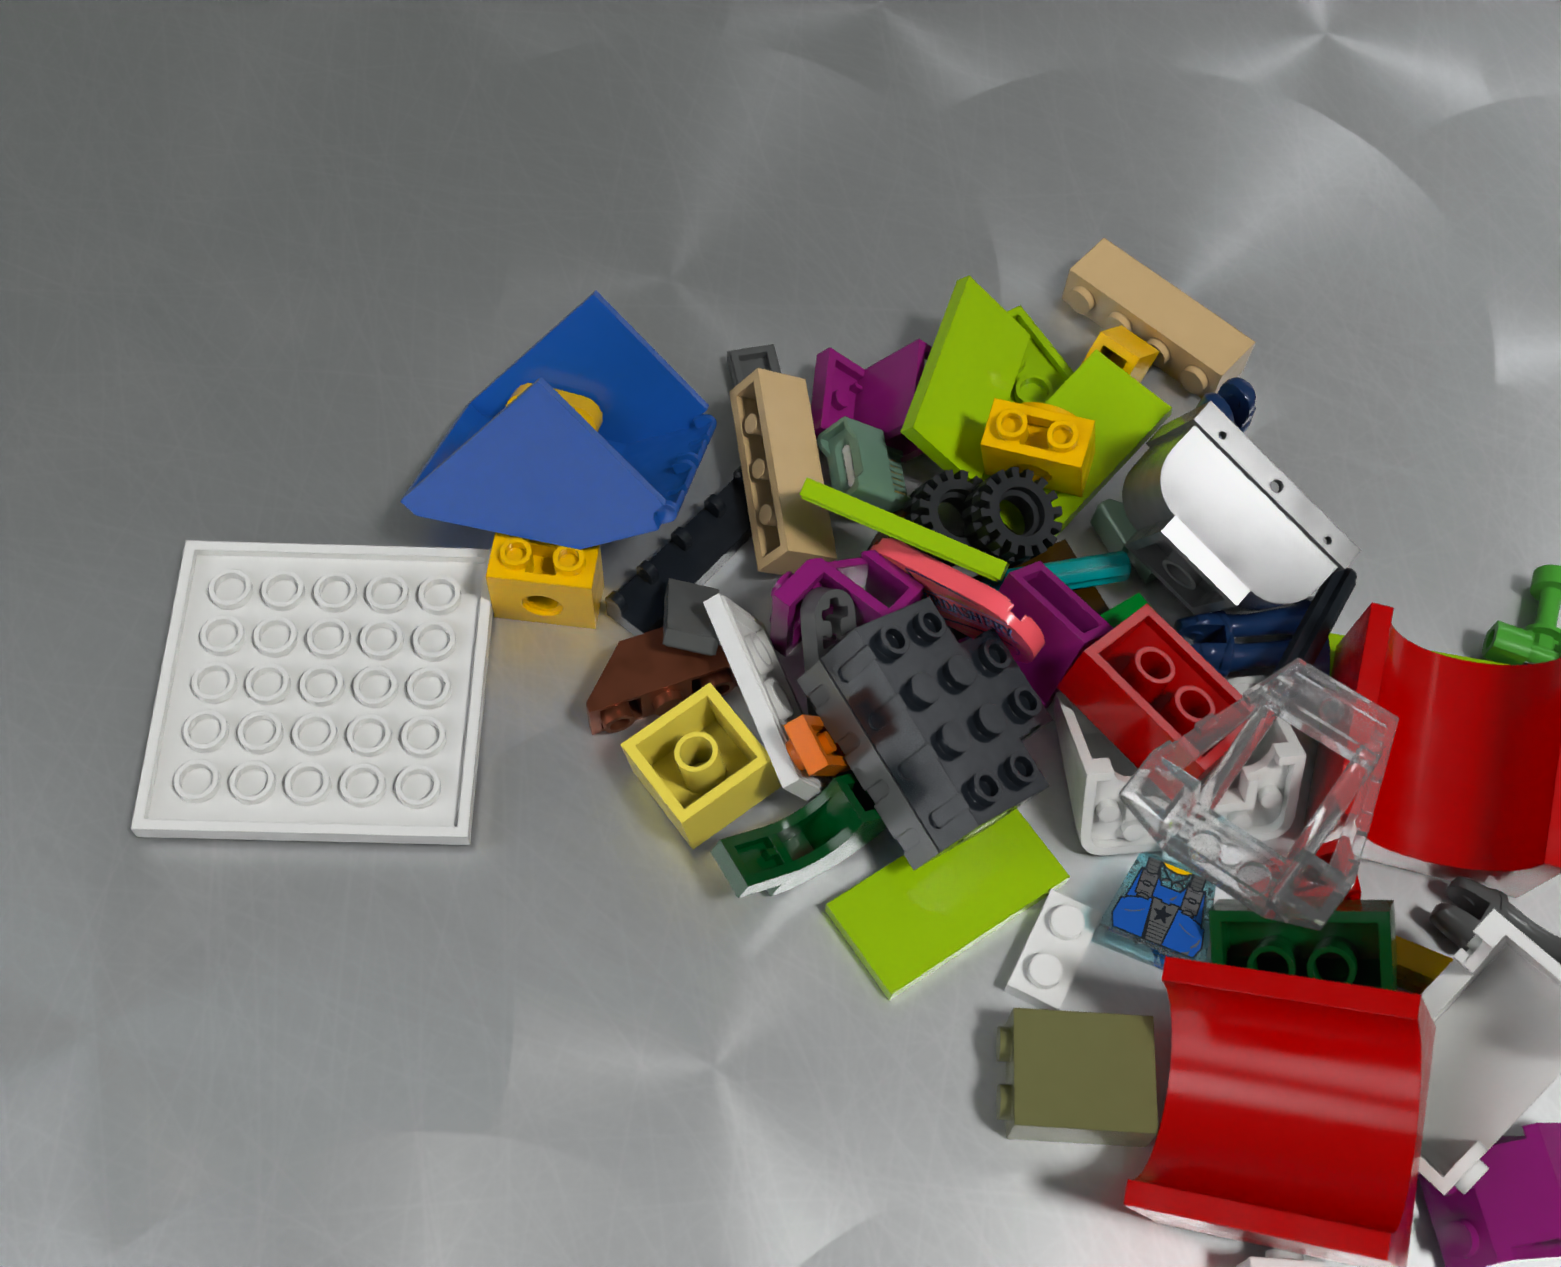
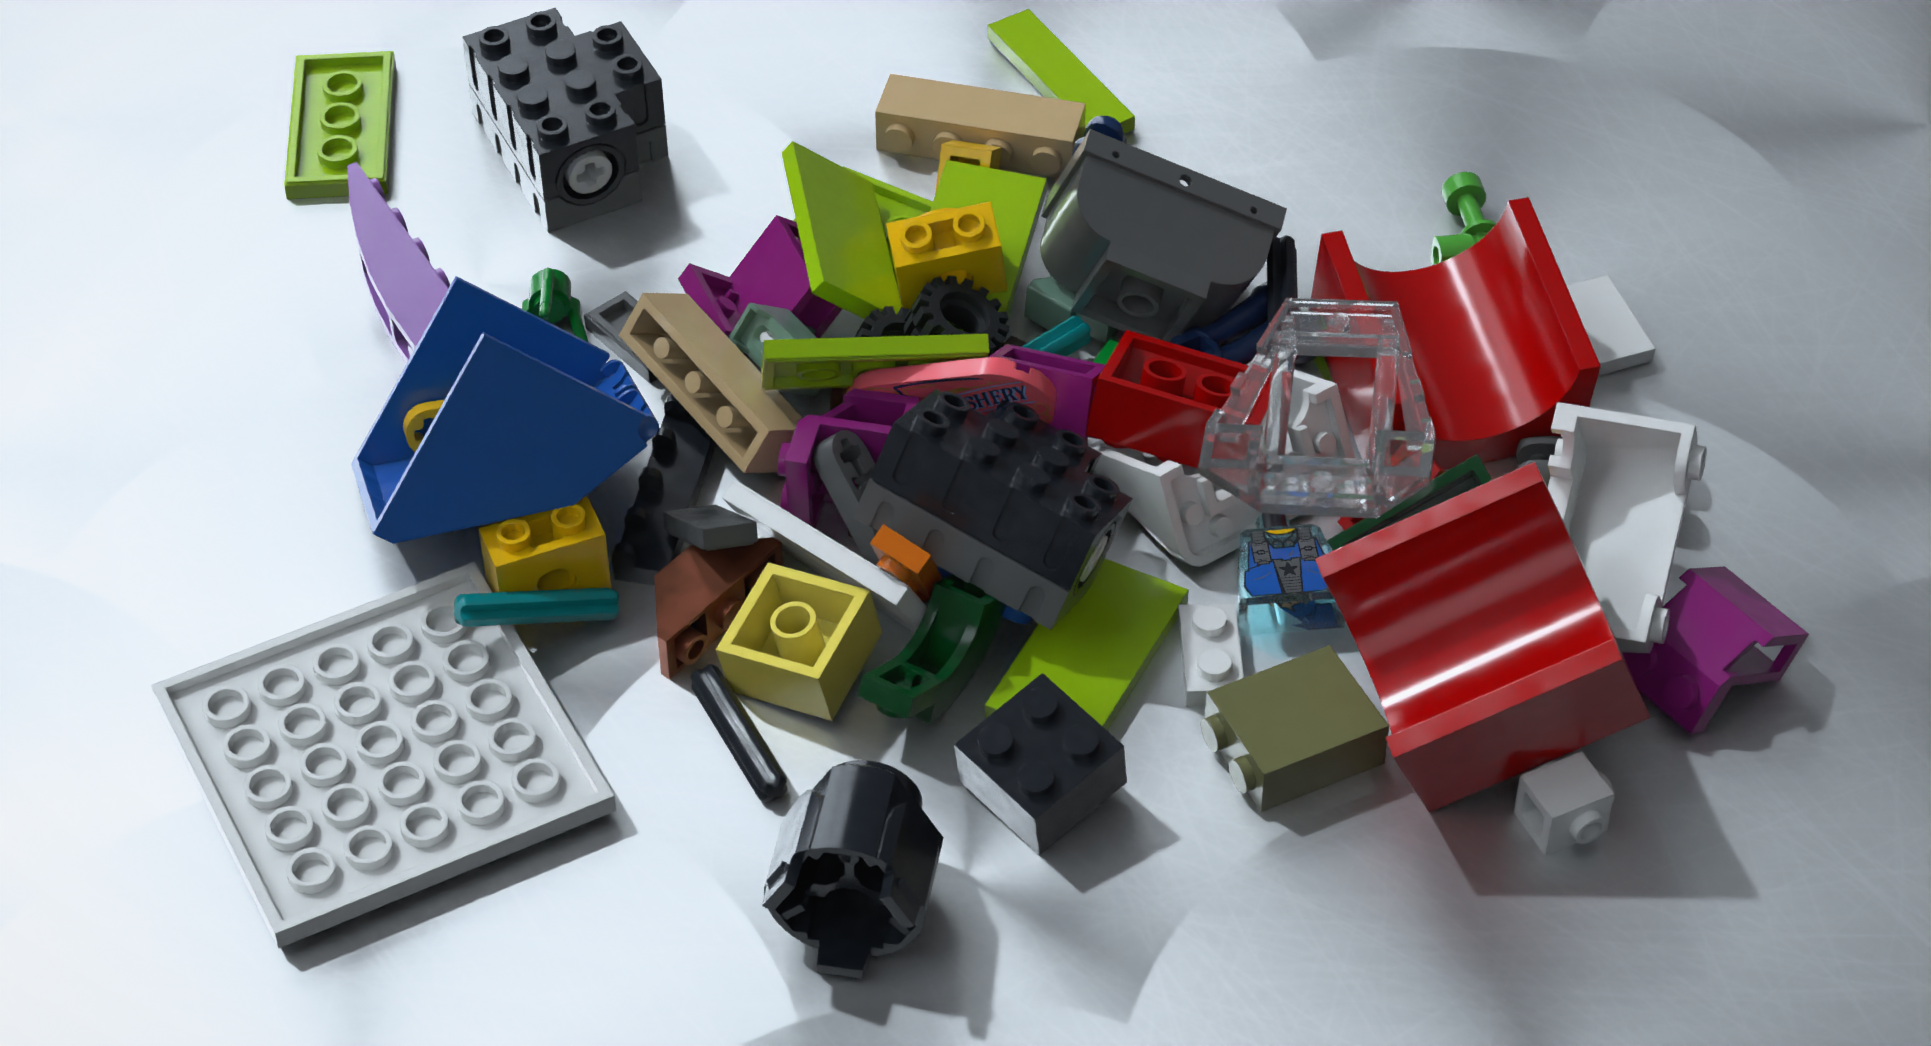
camera: 25 degrees left, 15 degrees down
(514, 620) = (536, 607): none -> teal axle
(604, 234) = (393, 264): none -> medium lavender slope
(606, 1026) = (854, 866): none -> black piece
(609, 824) = (739, 733): none -> black axle
(649, 86) = (337, 119): none -> lime tile
(705, 326) = (552, 300): none -> green plant
(819, 158) = (567, 112): none -> black piece
(828, 1000) = (1041, 763): none -> black brick
(1257, 298) = (1054, 67): none -> lime tile

